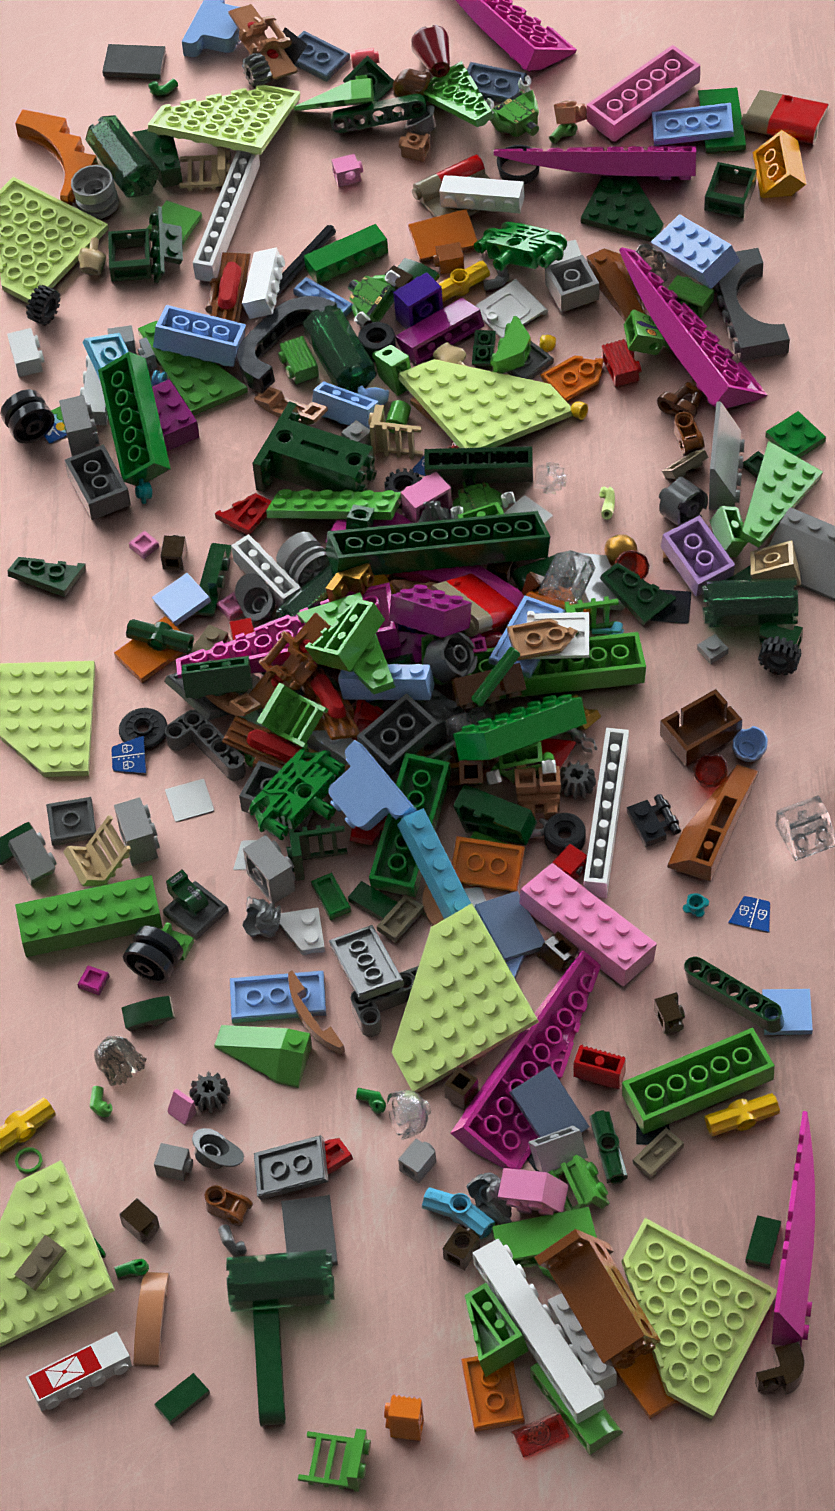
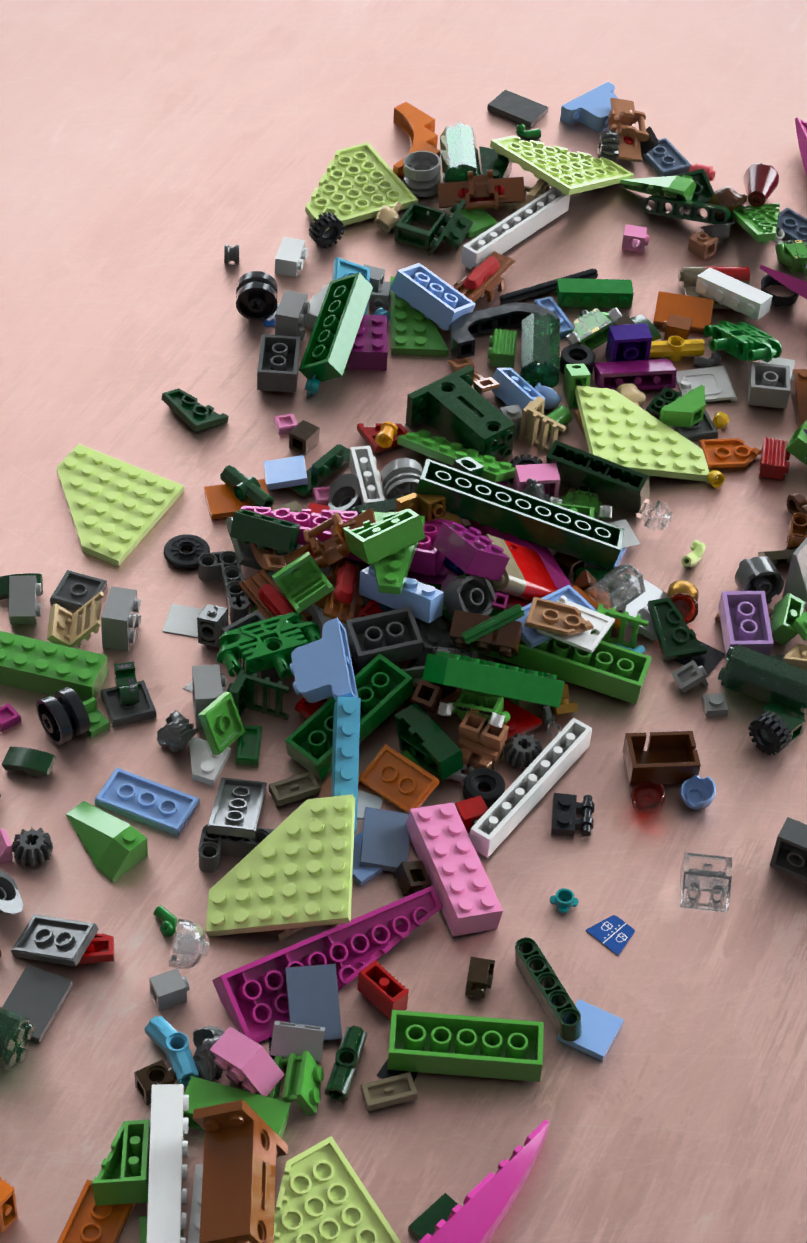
camera: 20 degrees right, 10 degrees down
(129, 756) = (160, 566): blue sticker -> none
(167, 183) = (481, 191): none -> dark orange piece
(224, 795) = (210, 624): none -> dark grey head
(253, 514) = (386, 434): none -> light orange bush
(263, 283) = (510, 283): white brick -> none
(303, 890) = (221, 723): none -> bright green tile
(327, 1037) = (158, 804): nougat slope -> none
(371, 900) = (279, 763): dark green tile -> none
(461, 1088) = (247, 946): dark brown brick -> none
(676, 631) = (690, 676): none -> light grey bracket
(712, 826) = (617, 846): dark orange wedge -> none
(742, 1114) = (489, 1096): yellow piece -> none

